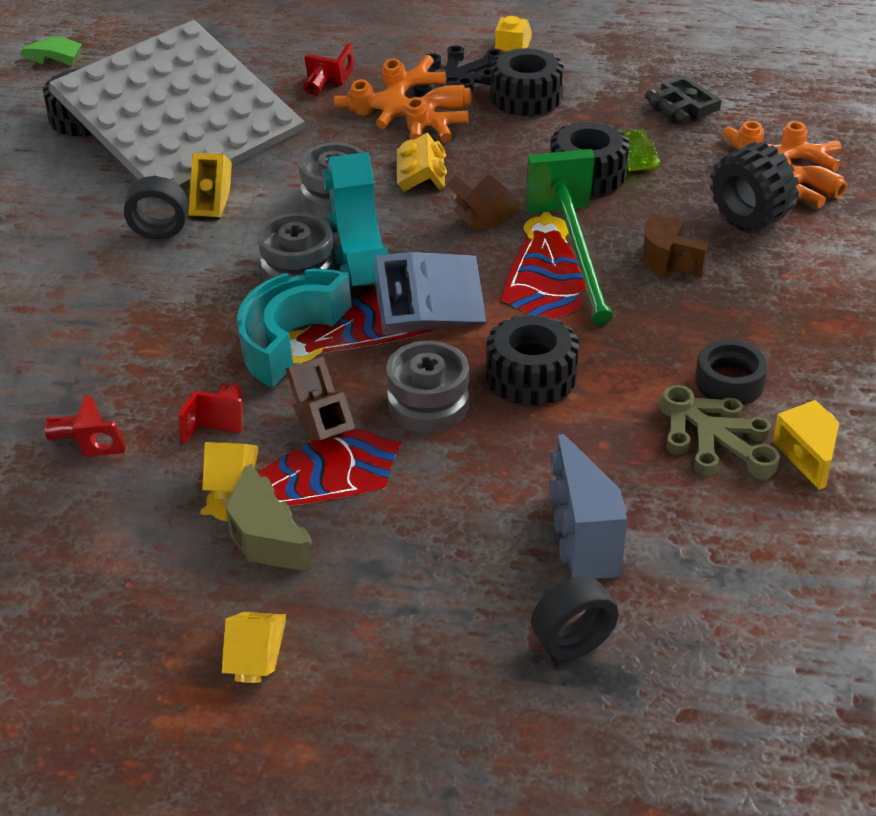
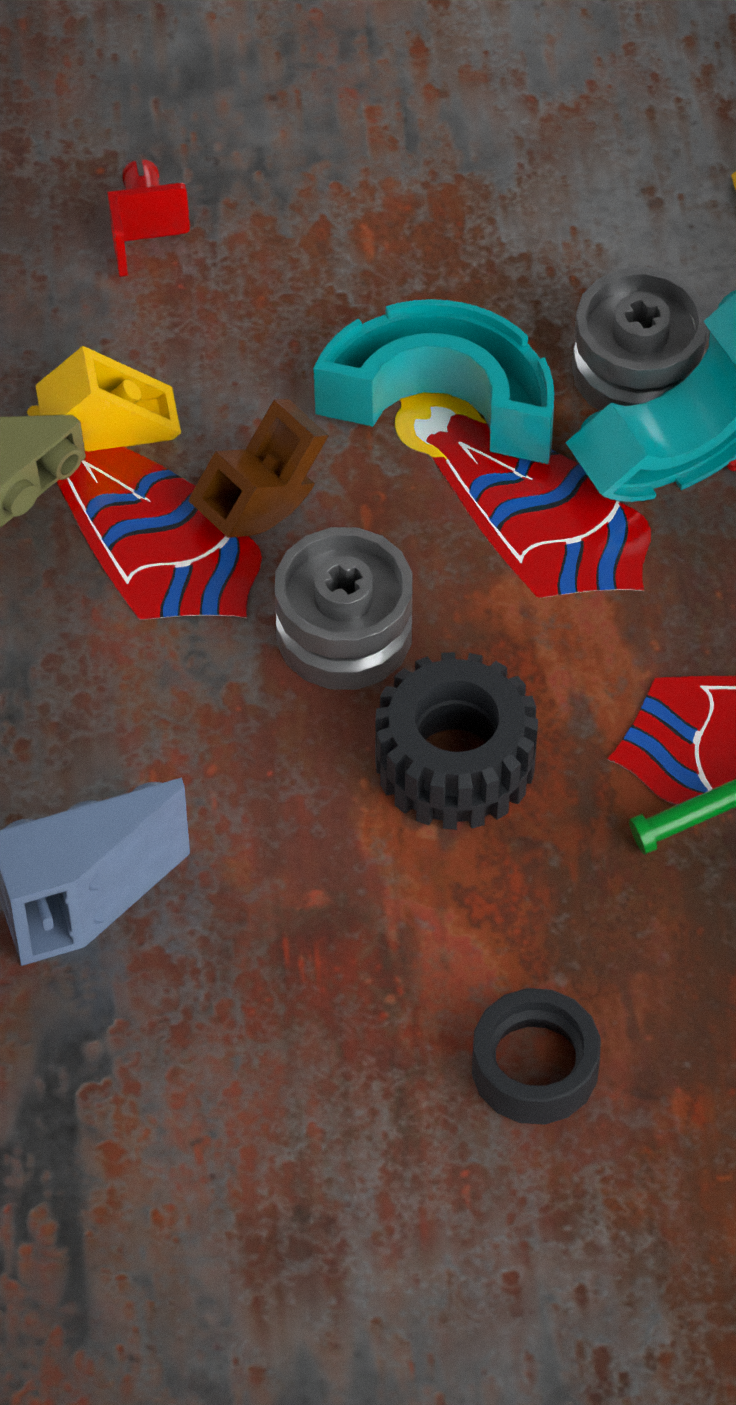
camera: 75 degrees right, 15 degrees up
(159, 188) = (684, 118): black tyre -> none
(212, 410) = (228, 354): red bracket -> none
(427, 291) = (572, 548): sand blue slope -> none
(680, 405) = (380, 1046): olive plant -> none
(808, 440) = (374, 1197): yellow slope -> none

